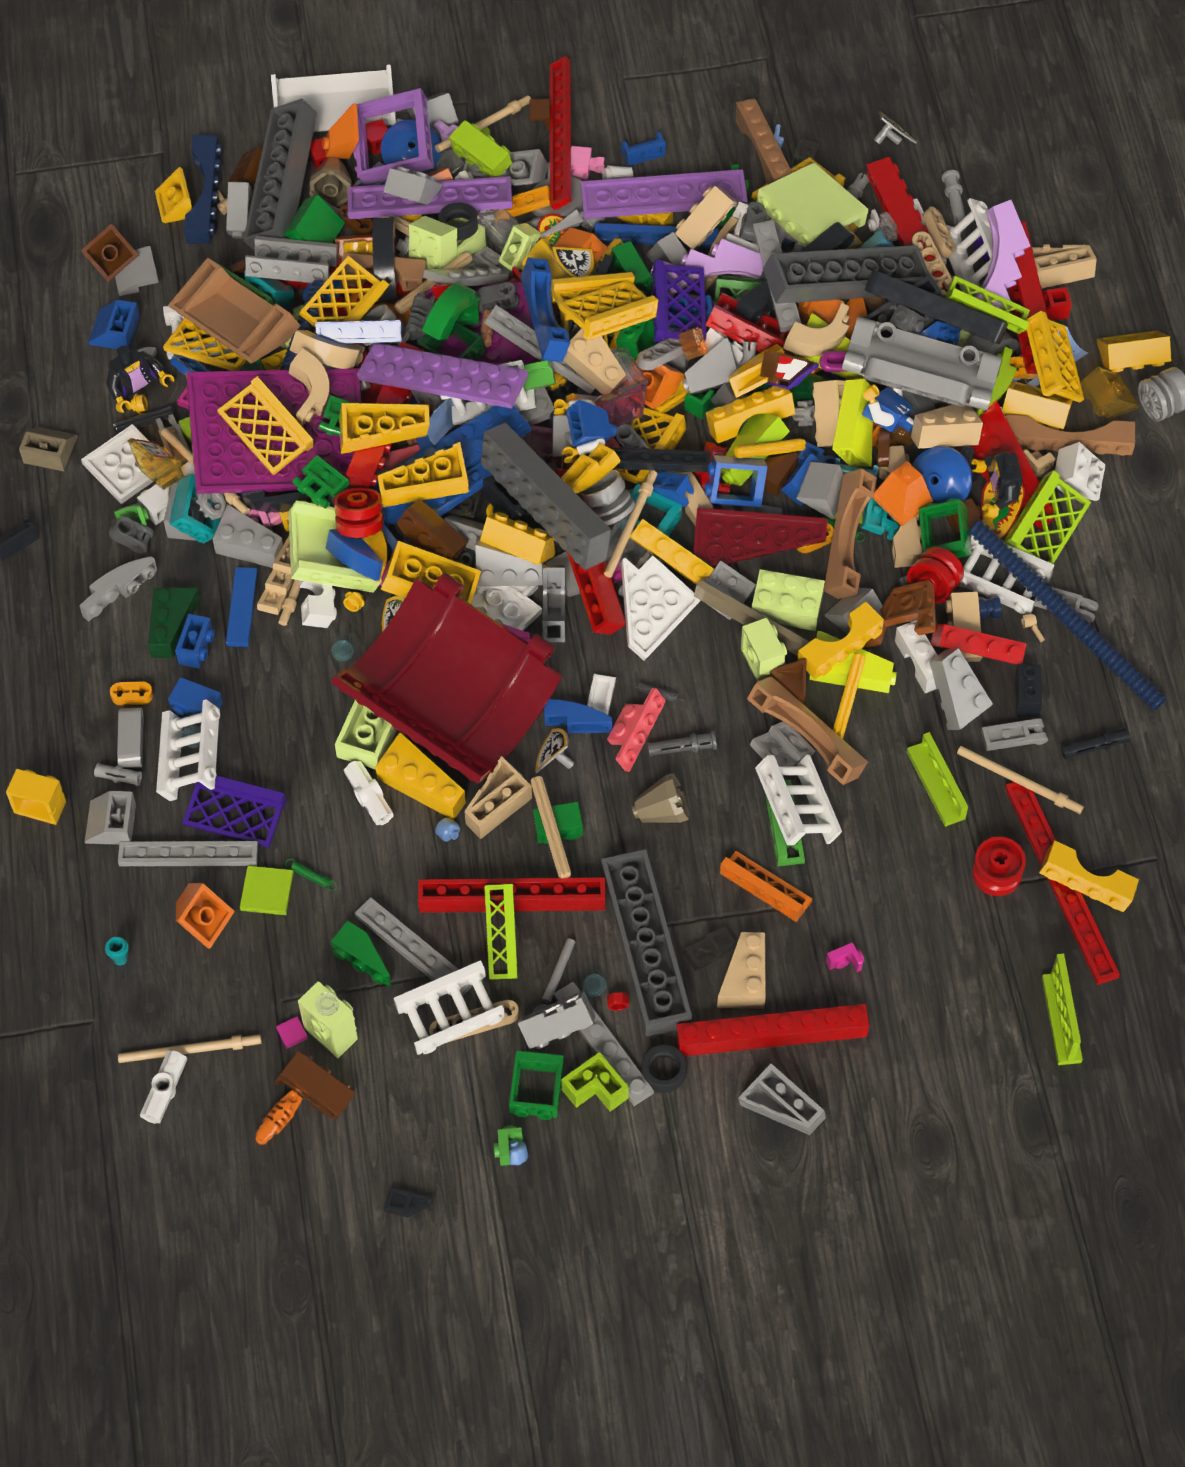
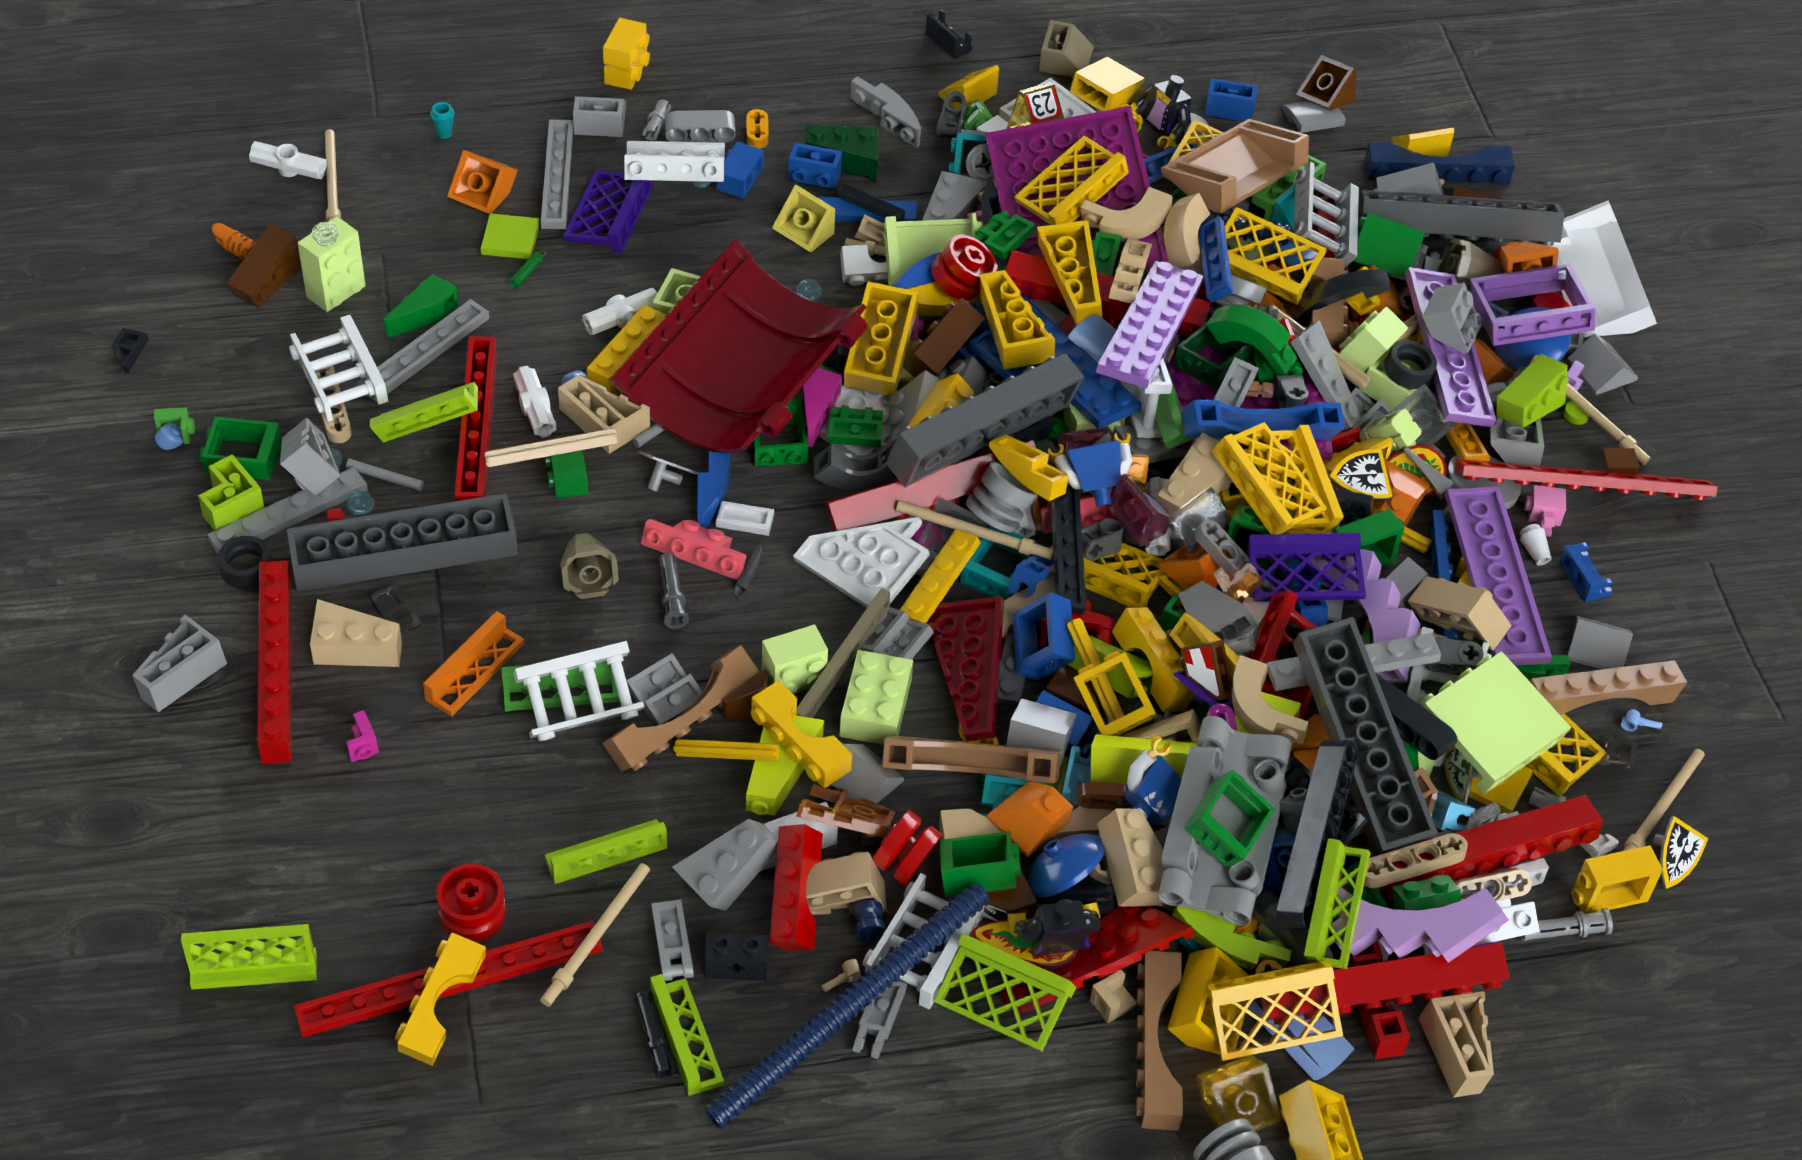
camera: 85 degrees right, 10 degrees down
(87, 522) = (975, 86): none -> yellow slope
(98, 415) = (1106, 84): none -> yellow brick
(241, 598) = (870, 202): none -> black axle
(259, 651) = (805, 219): none -> light yellow slope
(375, 391) = (1130, 270): none -> tan slope
(477, 856) = (534, 401): none -> white piece
(519, 607) = (855, 426): none -> green plate
(707, 148) = (1599, 644): none -> light grey slope
(814, 428) = (1128, 721): none -> yellow window
(881, 152) = (1638, 839): none -> tan bar
(925, 162) = (1617, 880): none -> yellow window
(932, 354) = (1213, 835): none -> green window
(960, 262) = (1426, 894): none -> green brick
(1080, 470) = (1095, 1048): white slope -> none
(1090, 729) = (679, 1038): none -> lime fence

